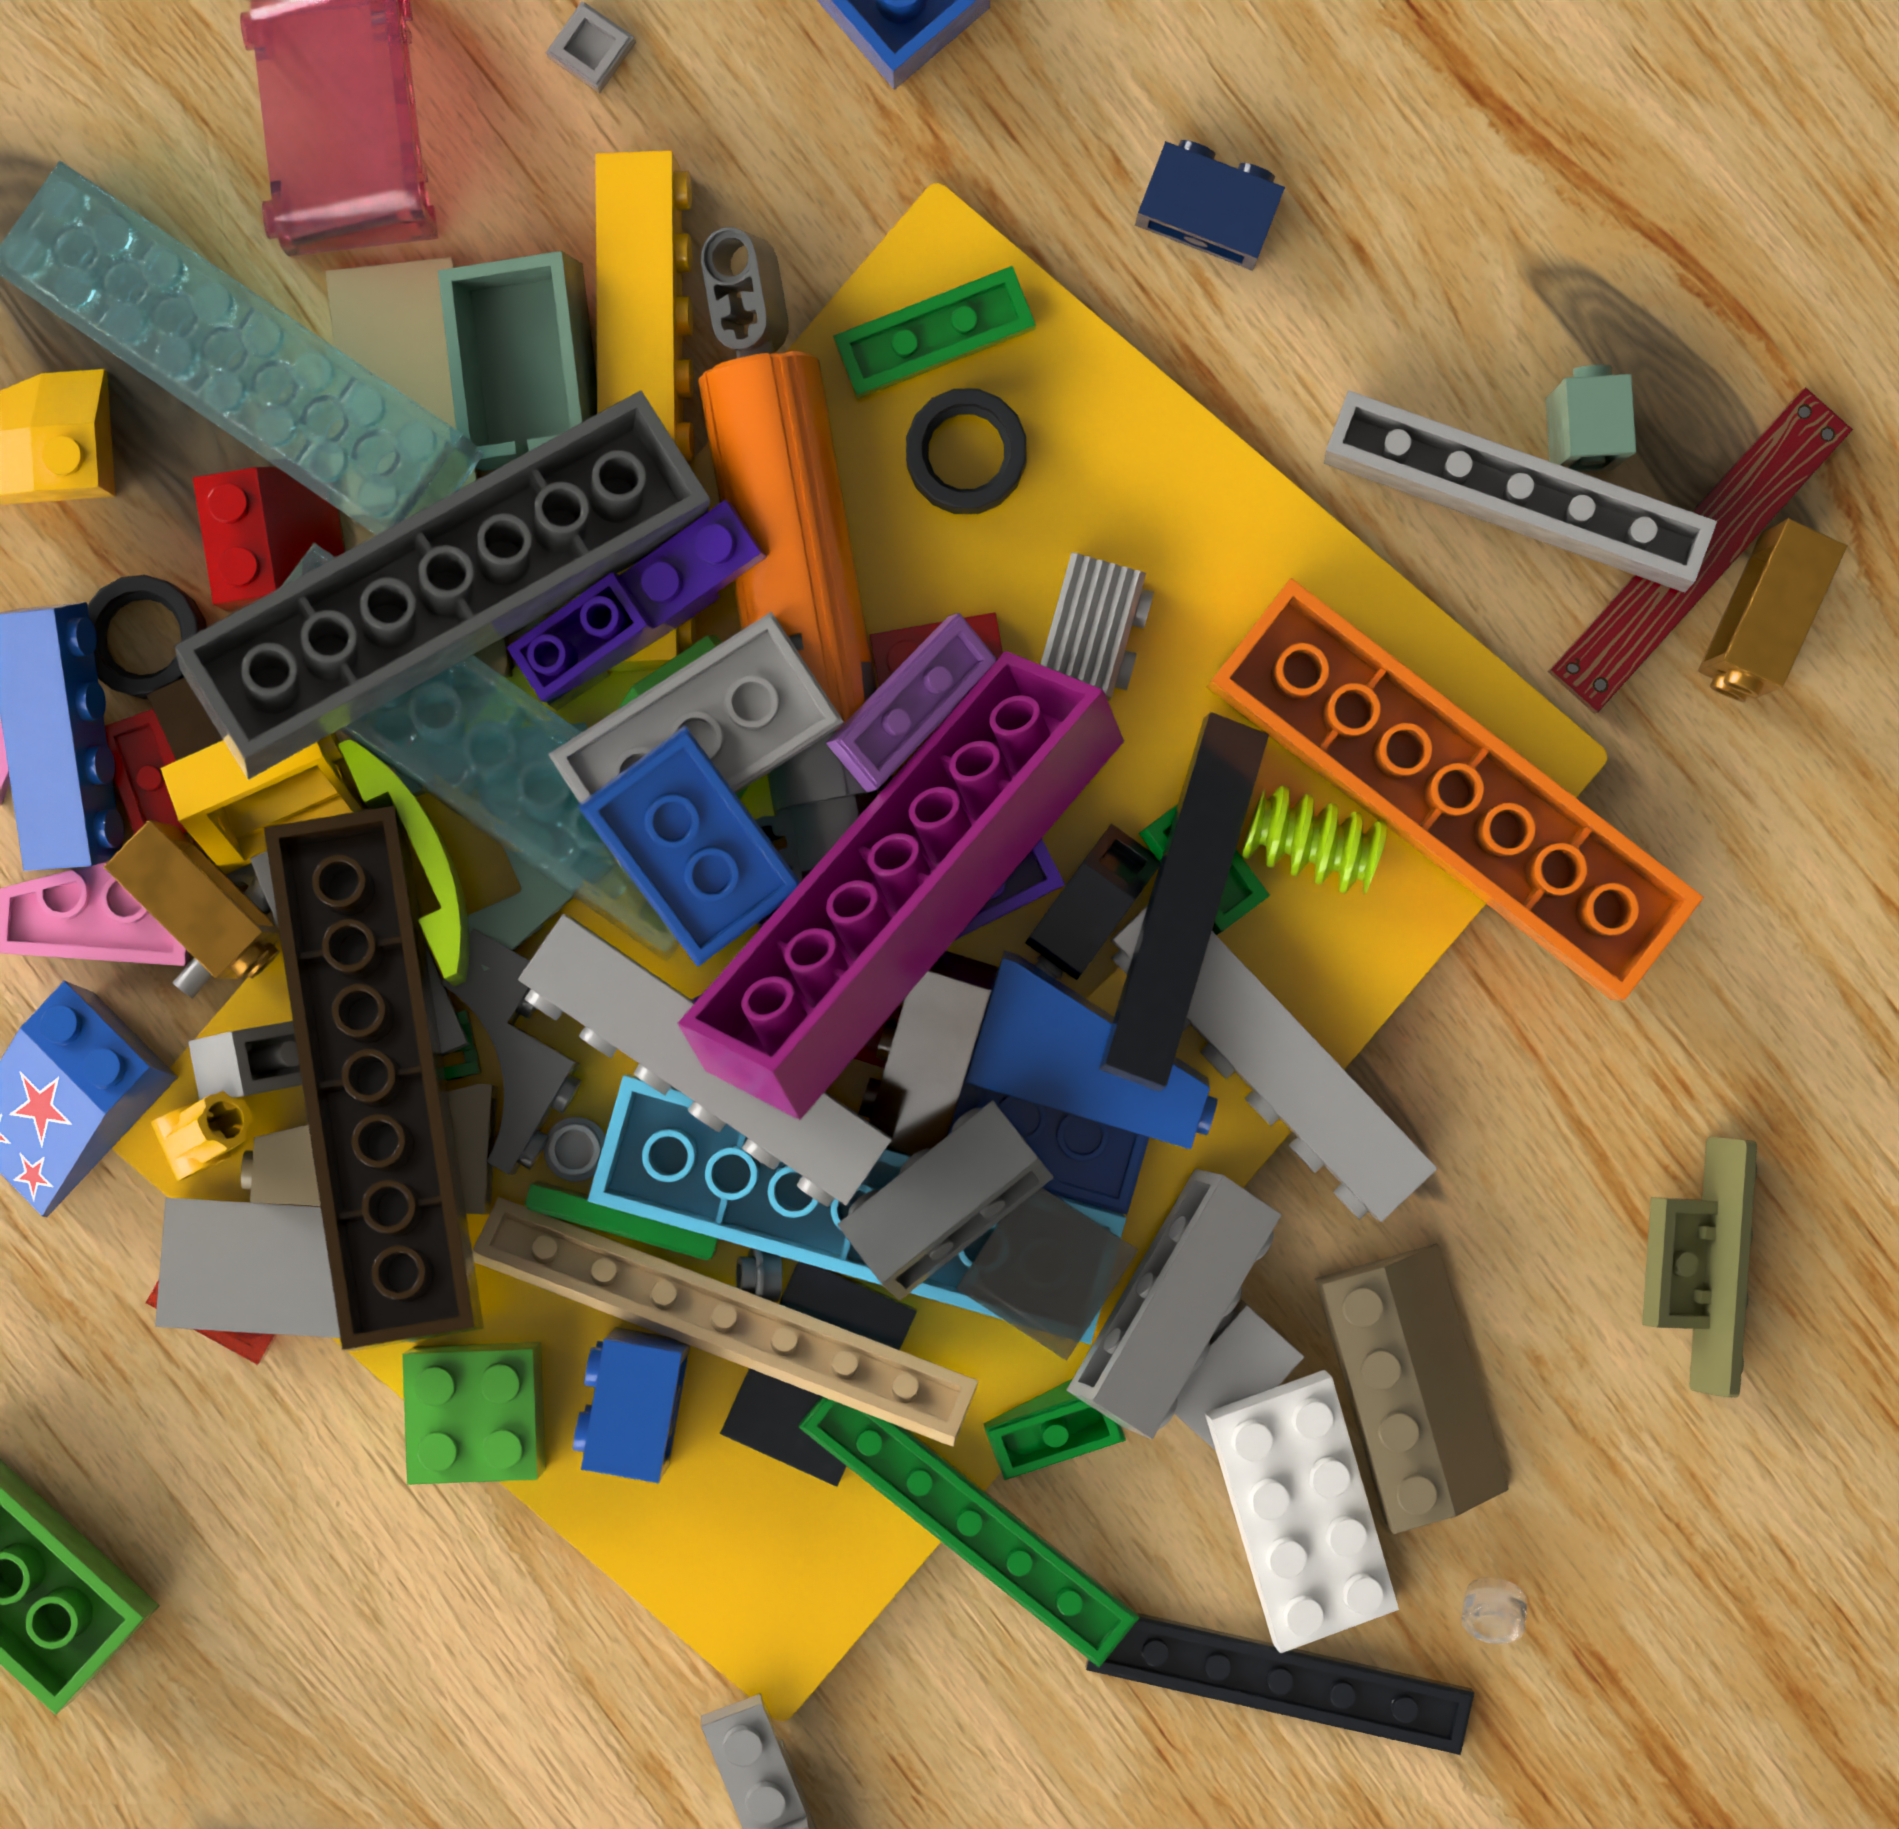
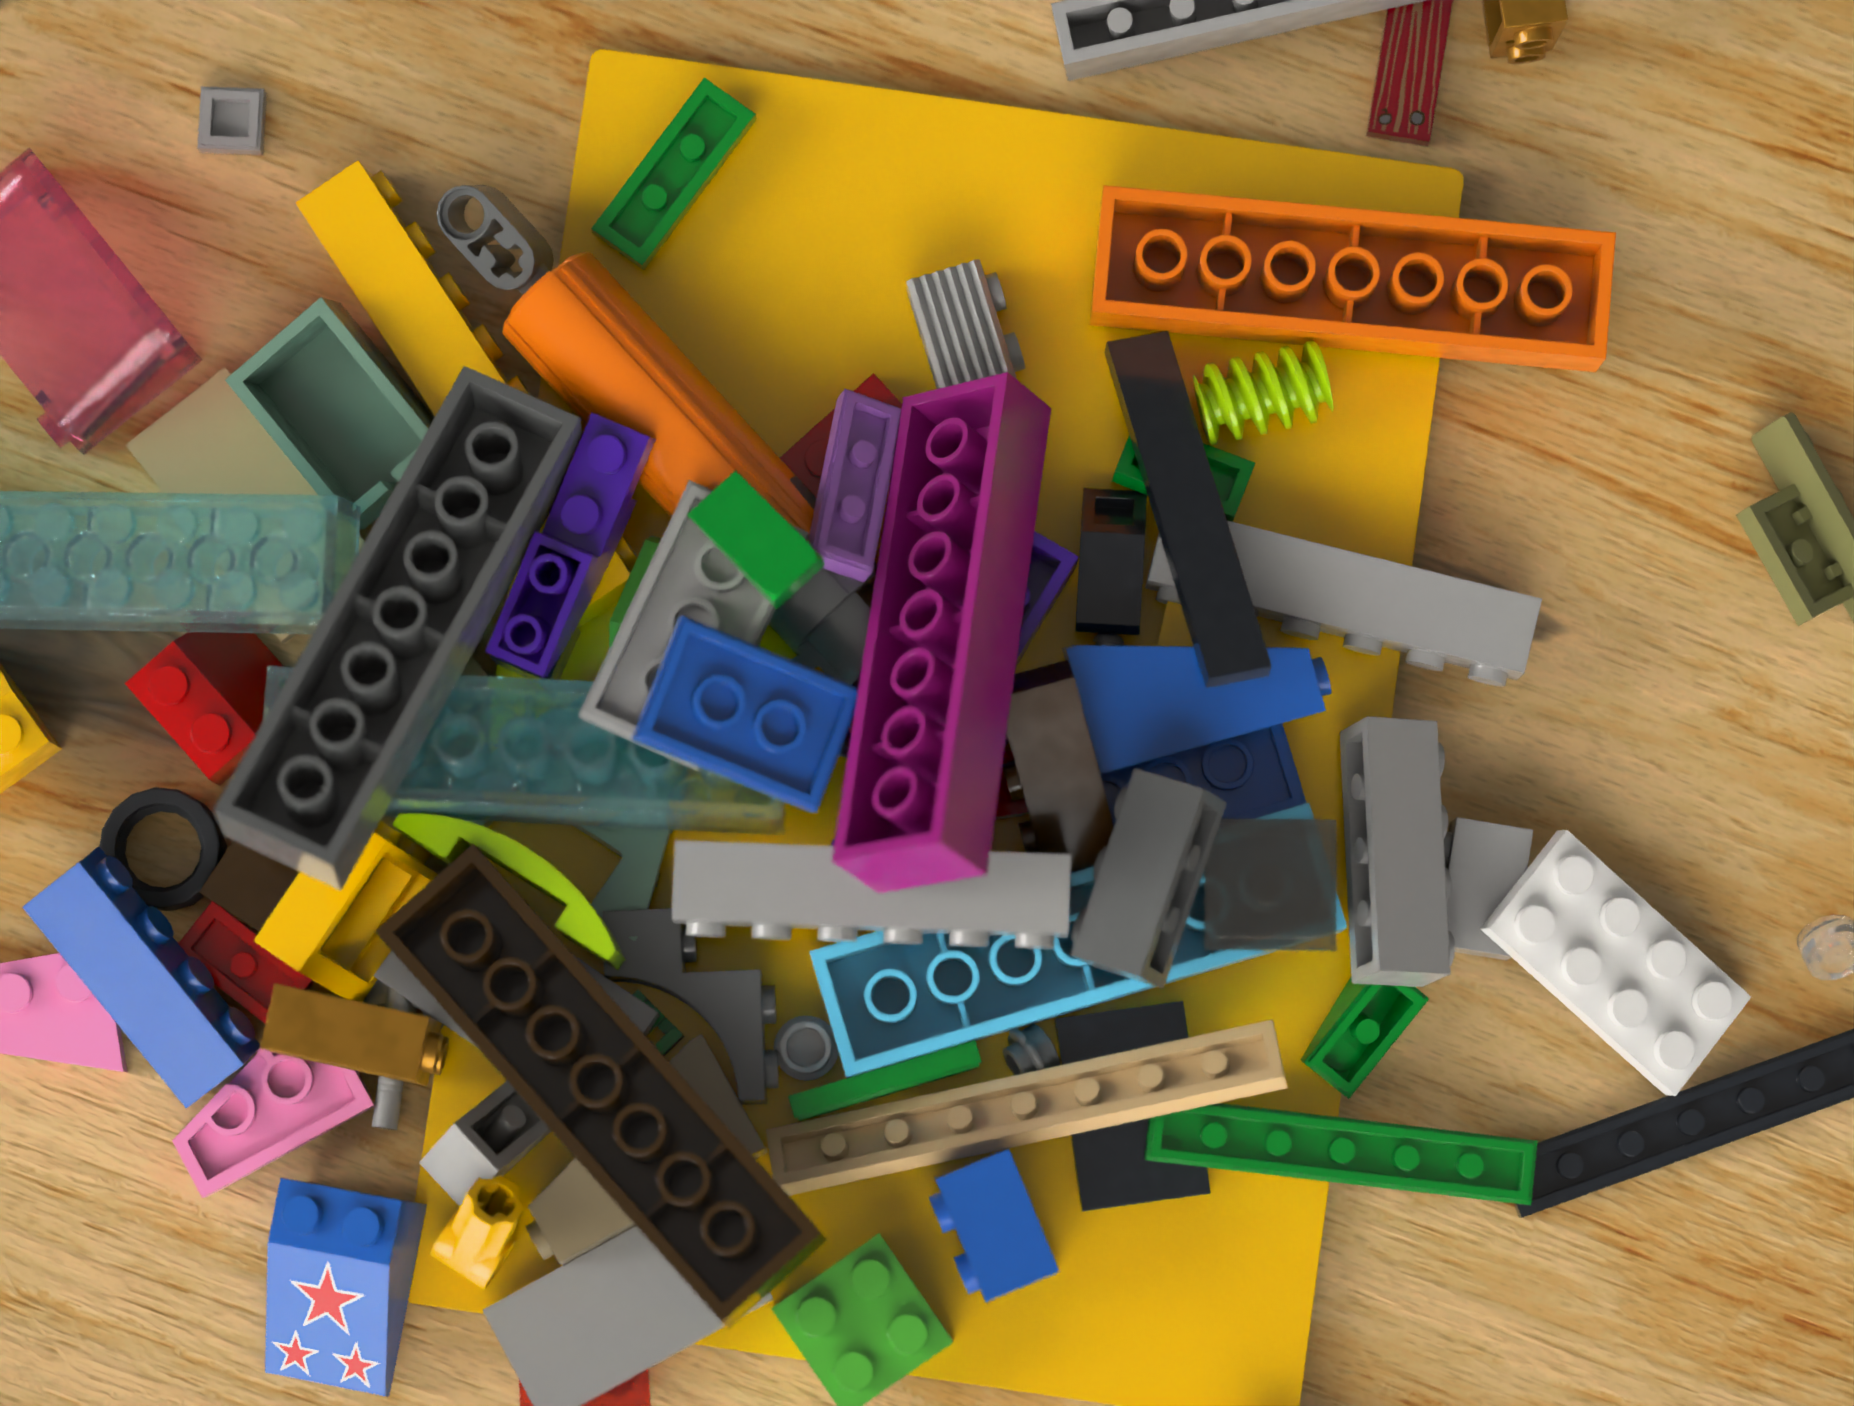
camera: 30 degrees left, 5 degrees down
(793, 700) = (757, 539): none -> green slope
(966, 403) = (755, 207): black tyre -> none
(1412, 1388) = (1640, 803): dark tan slope -> none

